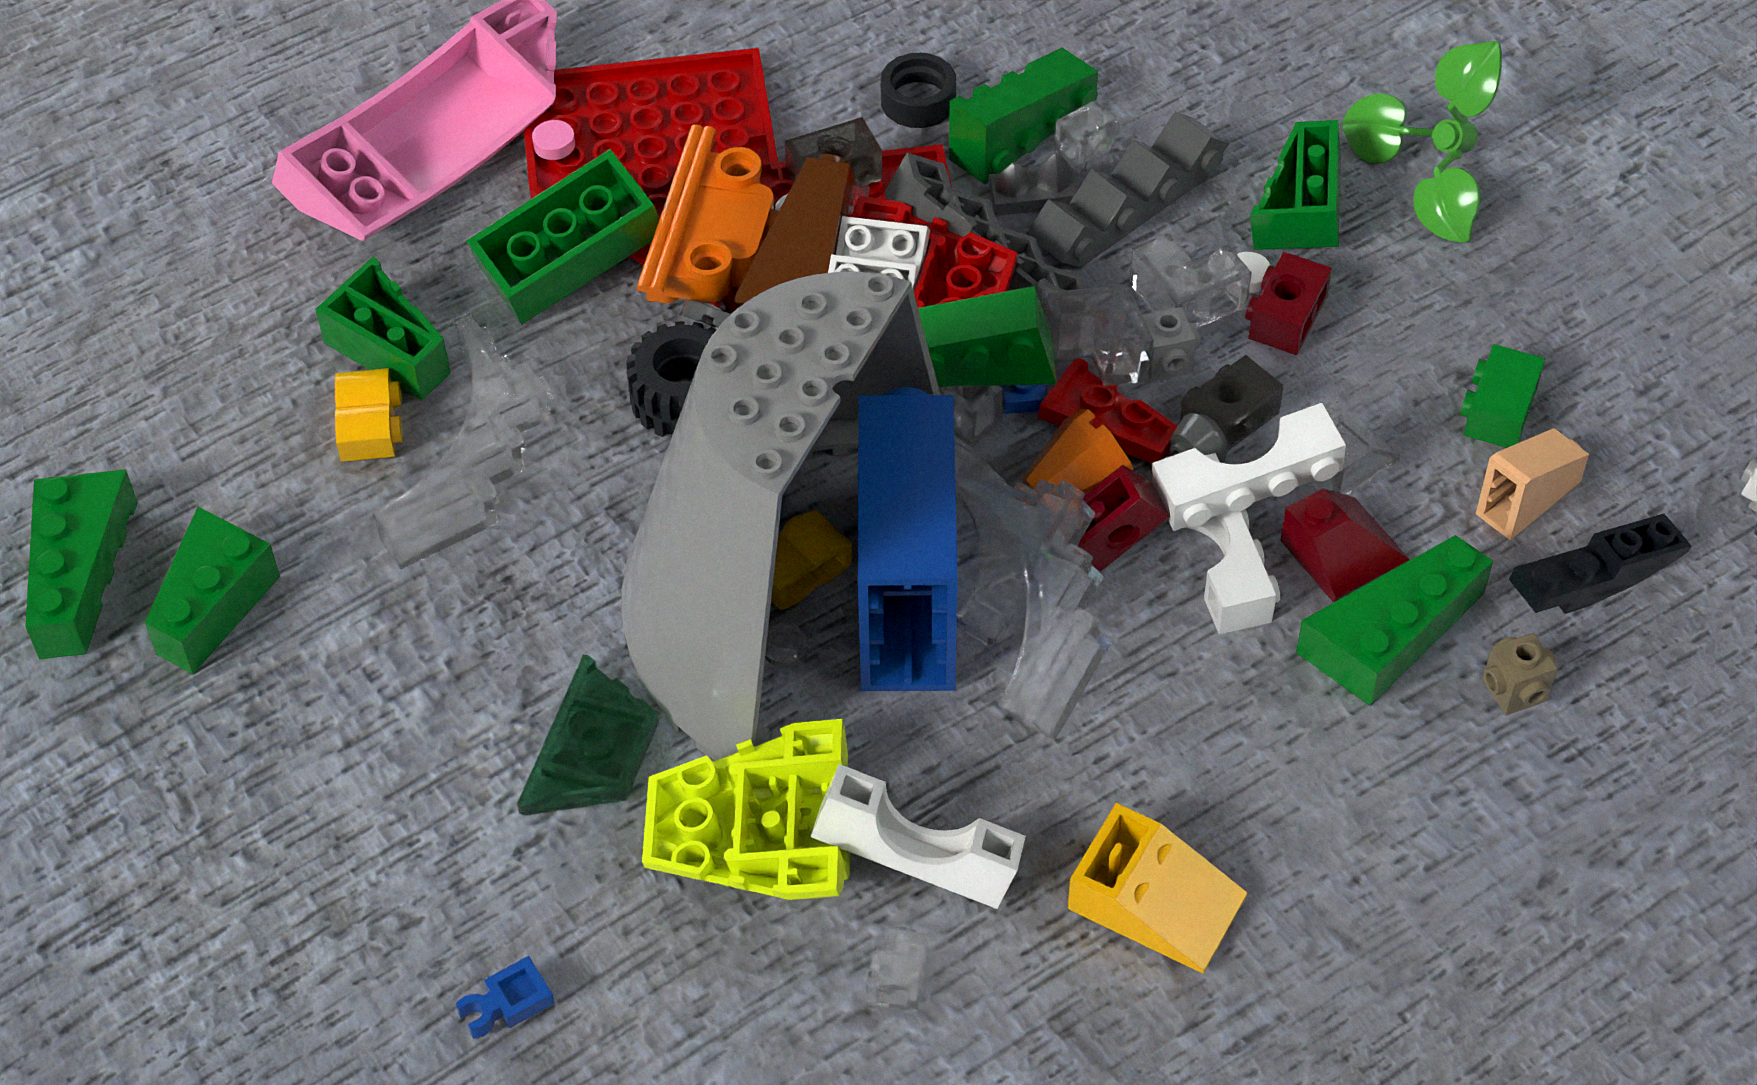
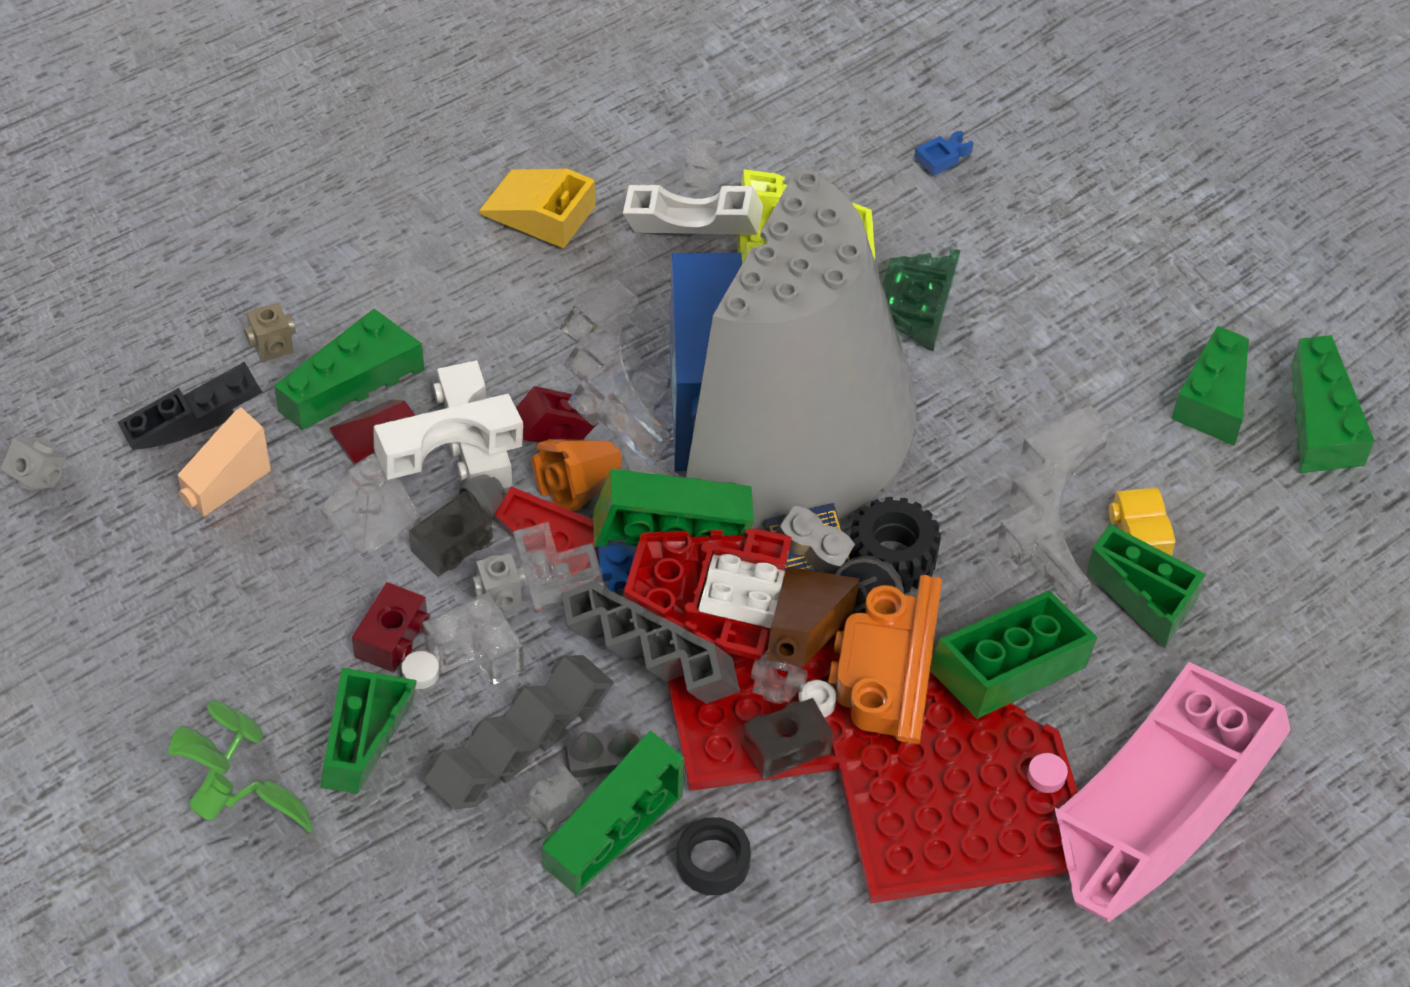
camera: 175 degrees right, 0 degrees up
(1503, 396) = (228, 544): green brick -> none

